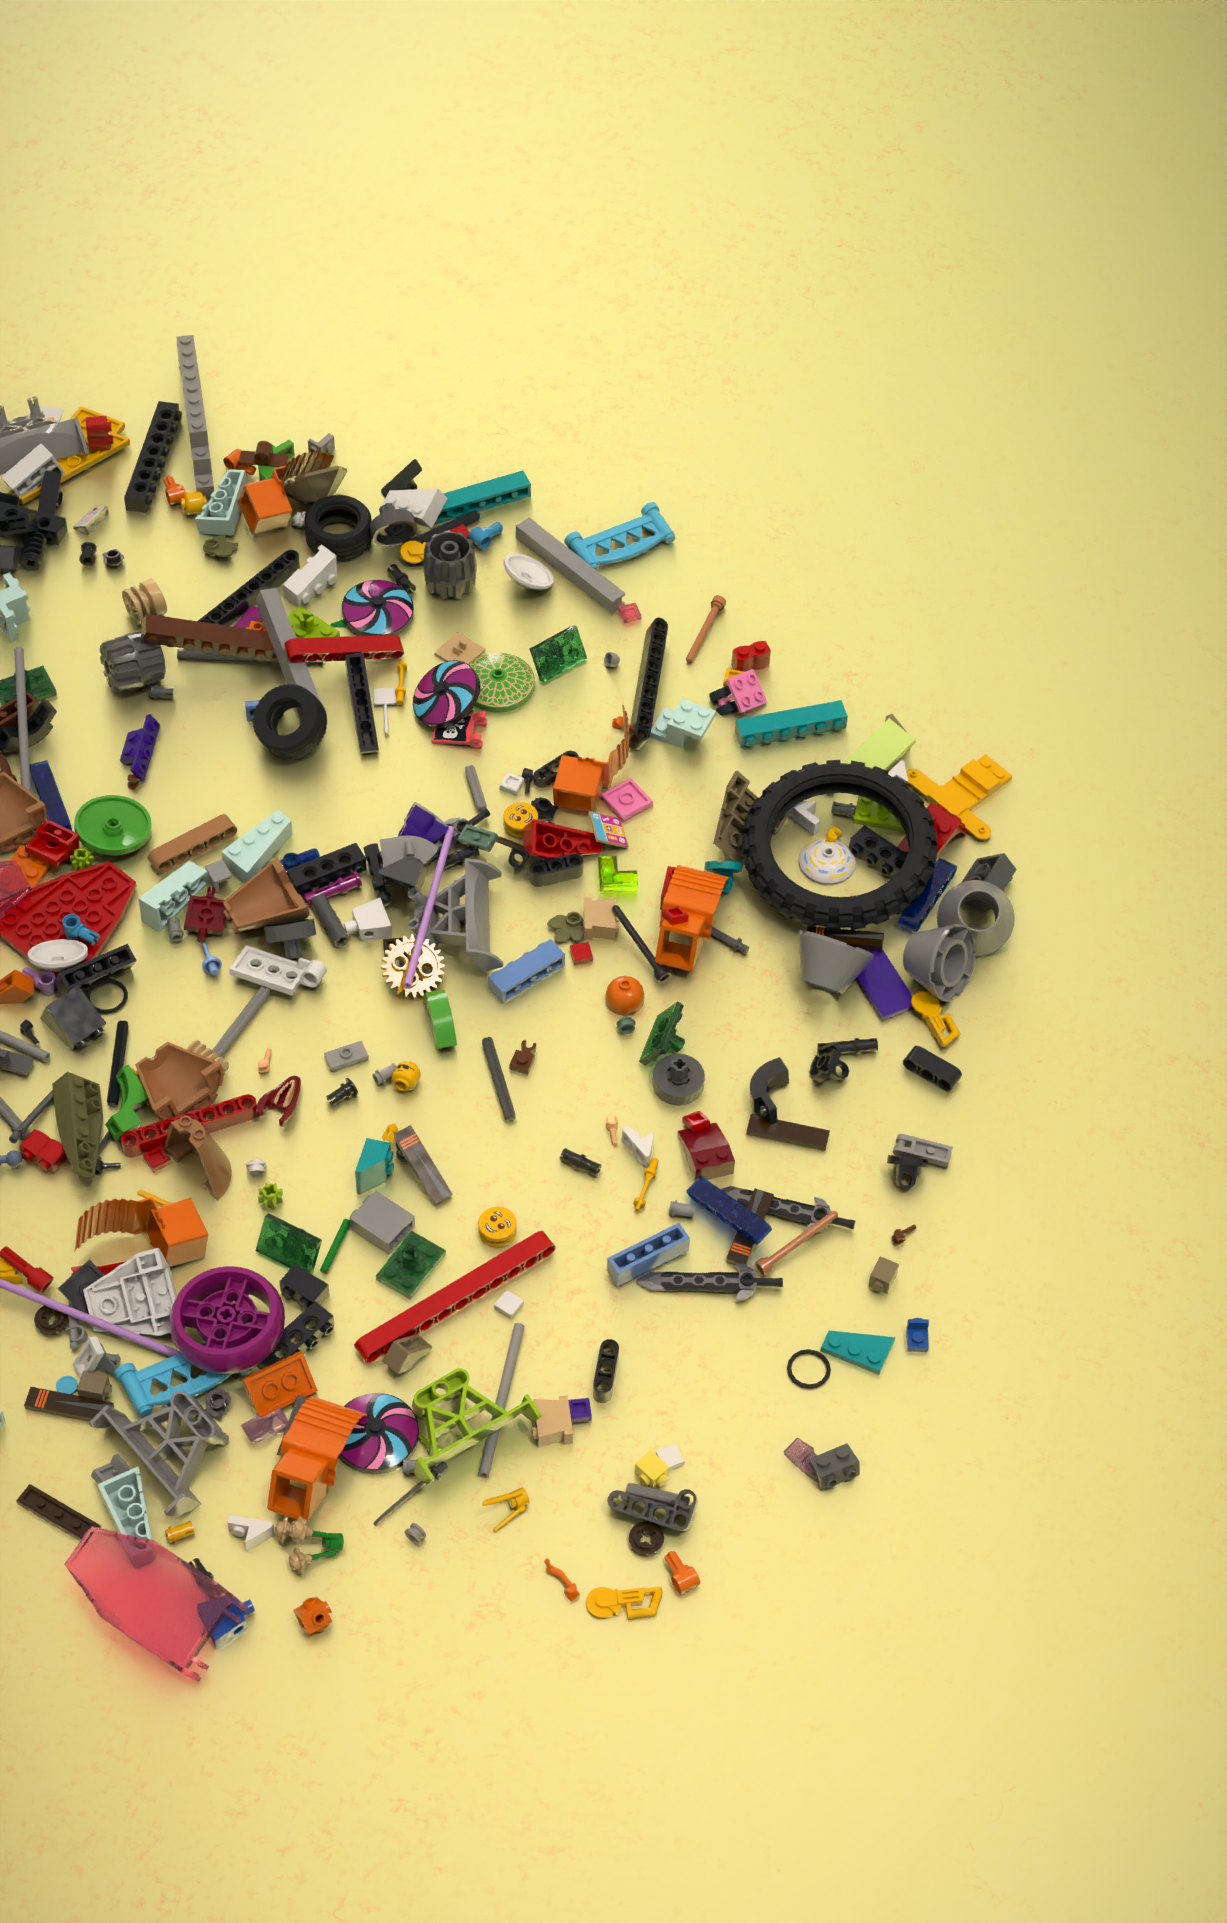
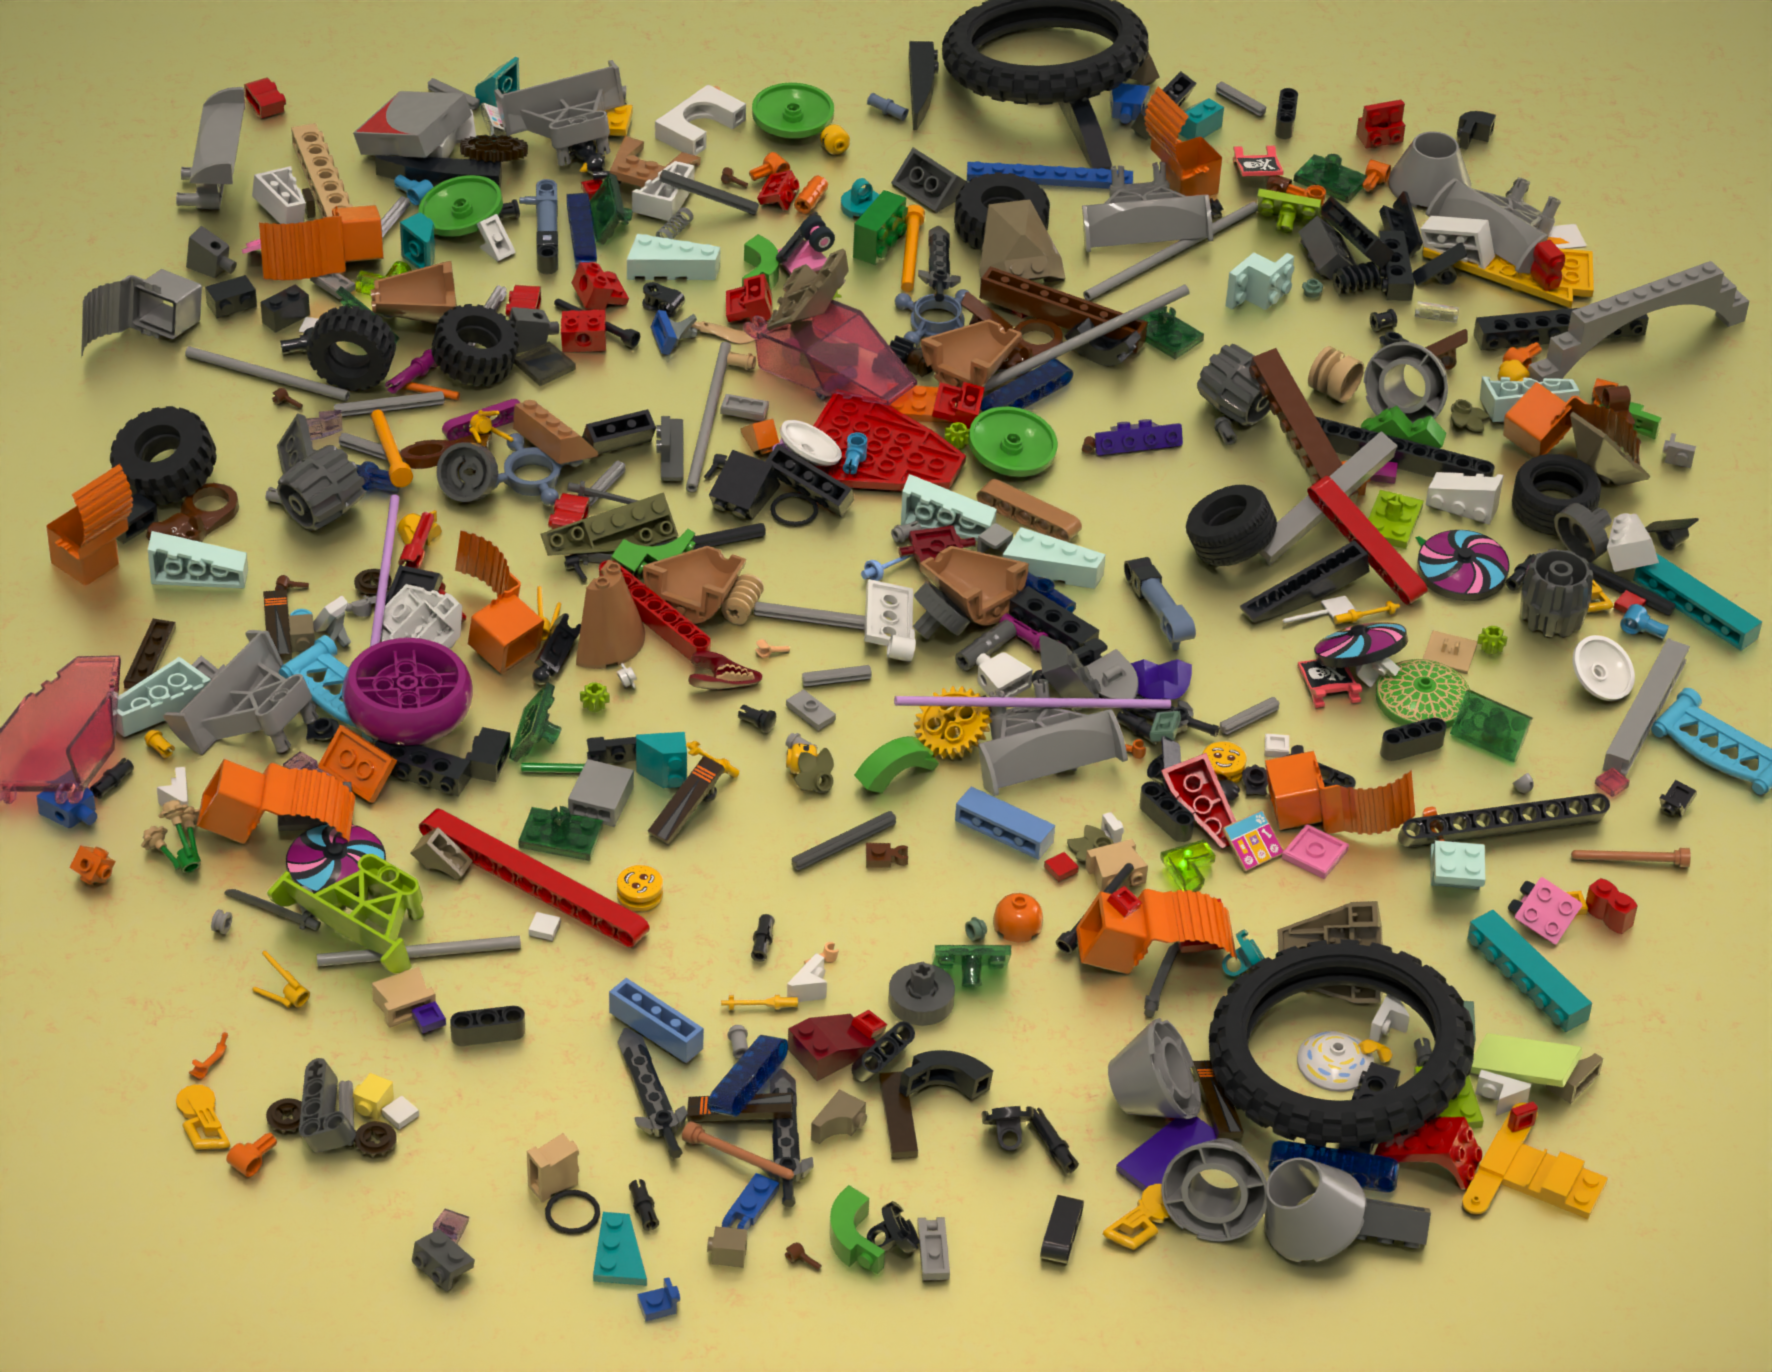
camera: 70 degrees right, 10 degrees down
(19, 1386) = (284, 582): none -> reddish brown hand
(25, 581) = (1312, 288): none -> sand green plate
(146, 531) = (1446, 348): none -> reddish brown piece
(202, 566) = (1387, 386): none -> light grey cone
(206, 1210) = (555, 649): none -> black plate
(218, 589) = (1396, 424): none -> bright green arch
(313, 796) = (1148, 585): none -> sand blue piece
(316, 1027) = (836, 675): none -> light grey axle
(335, 1208) = (611, 749): none -> black plate
(426, 1071) = (813, 768): none -> olive plate
(465, 621) = (1492, 640): none -> lime gear
(545, 703) = (1413, 739): none -> black beam
(560, 907) = (1112, 827): none -> white plate
(664, 584) = (1677, 799): none -> black bracket
(698, 1474) = (380, 1131): none -> dark brown gear
(730, 1119) = (876, 1058): none -> black beam
(777, 1364) = (552, 1167): none -> tan hips
(779, 1166) = (840, 1116): none -> dark tan arch
(821, 1319) = (643, 1204): none -> black pin
(842, 1250) = (751, 1202): none -> blue hinge
(891, 1199) = (846, 1214): none -> bright green arch
(926, 776) = (1522, 1116): none -> red tile

